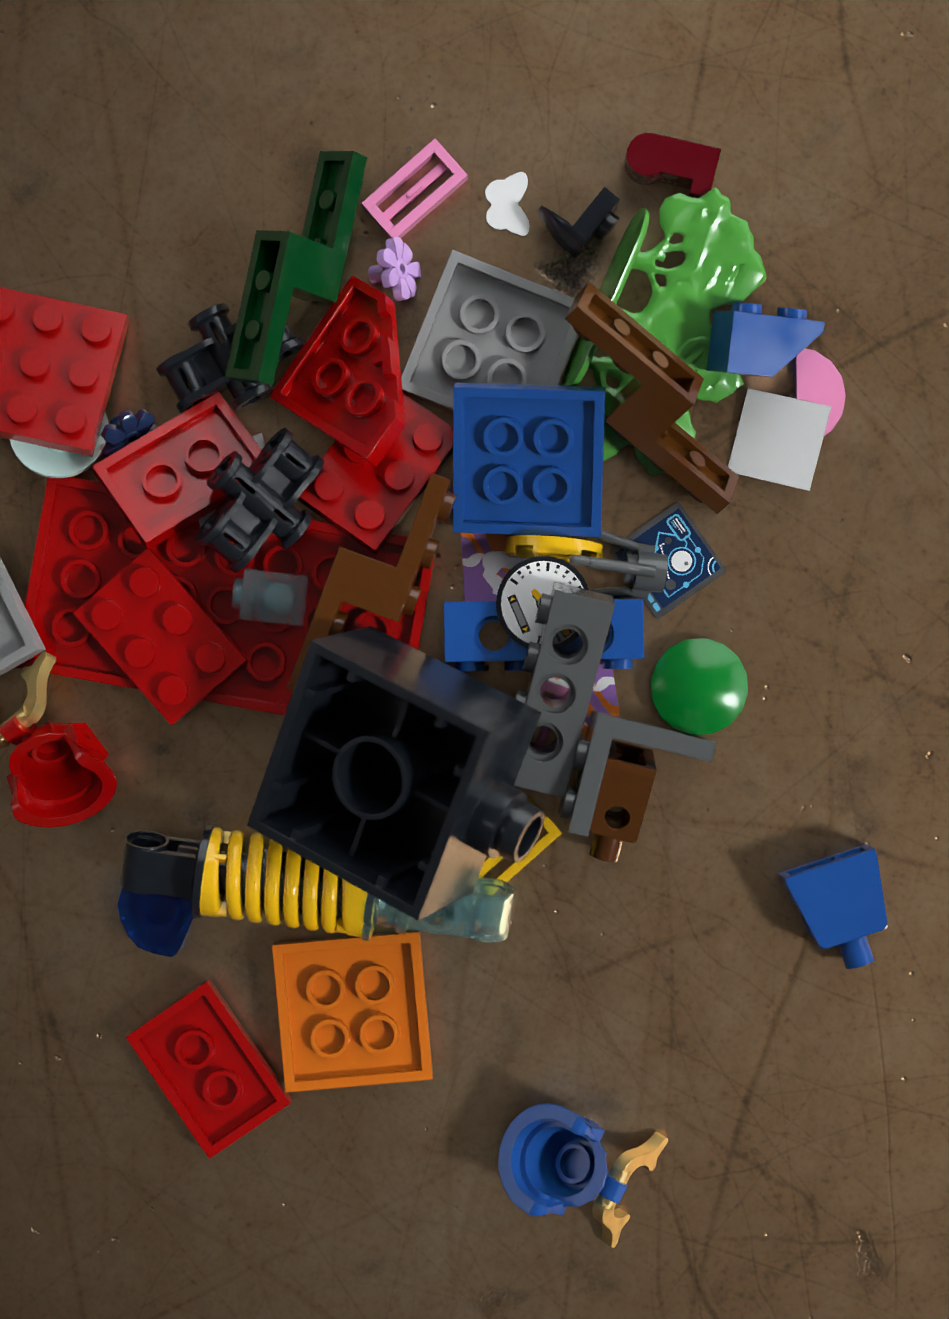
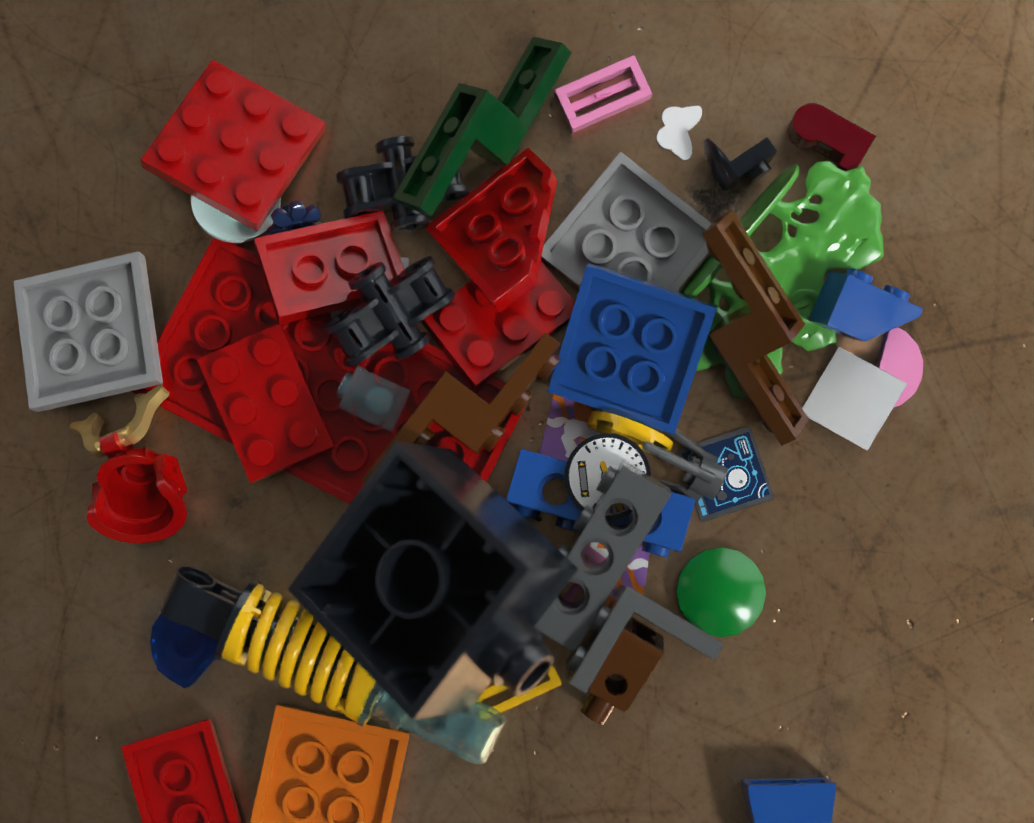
camera: 15 degrees right, 5 degrees down
(395, 269) = (567, 153): lavender plant -> none

